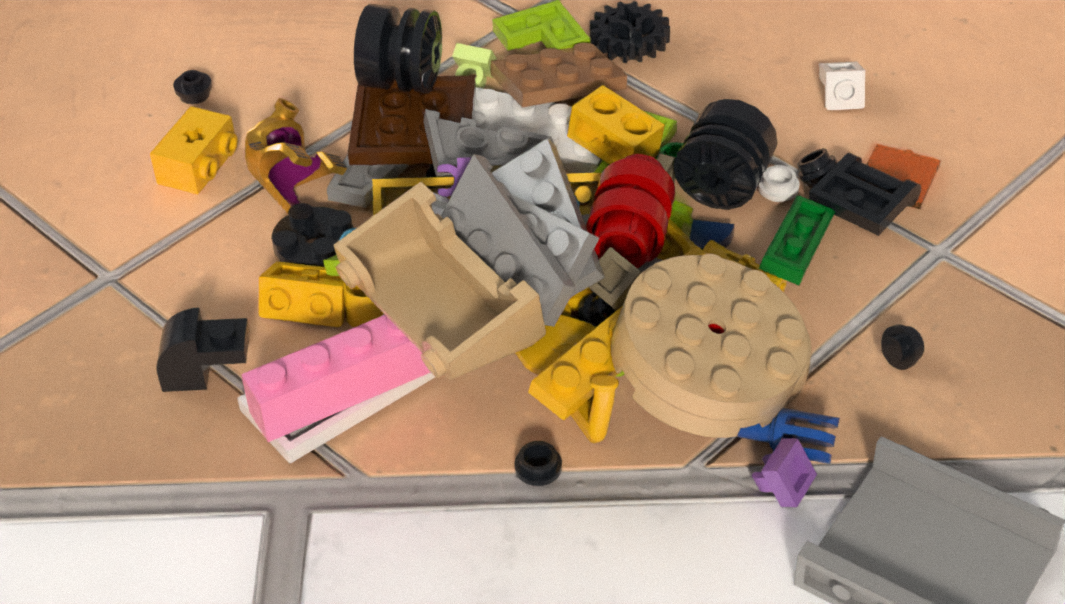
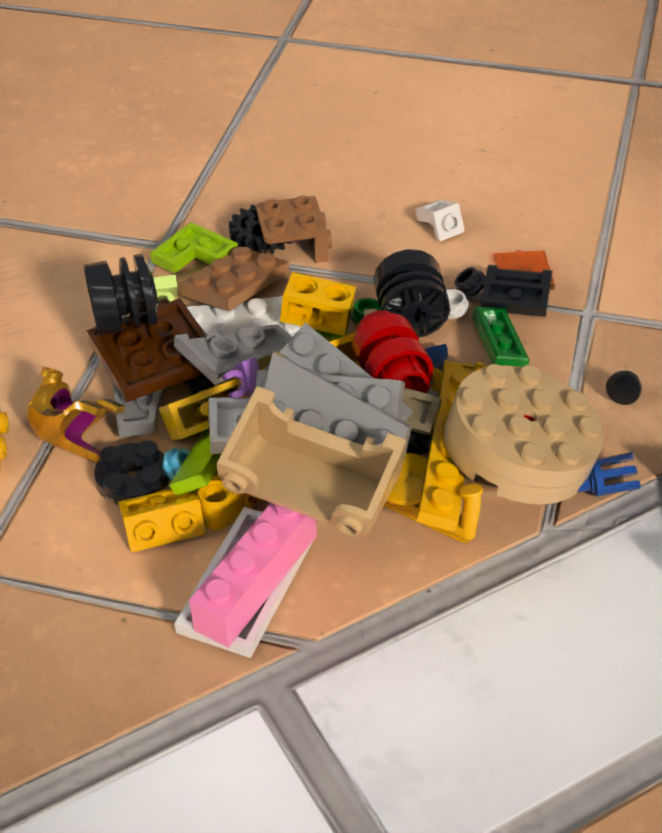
camera: 30 degrees left, 0 degrees up
(194, 344) = (106, 595): black brick -> none
(538, 463) = (443, 566): black plate -> none
(666, 33) = (293, 221): none -> medium nougat bracket
(786, 473) = (619, 507): medium lavender tile -> none

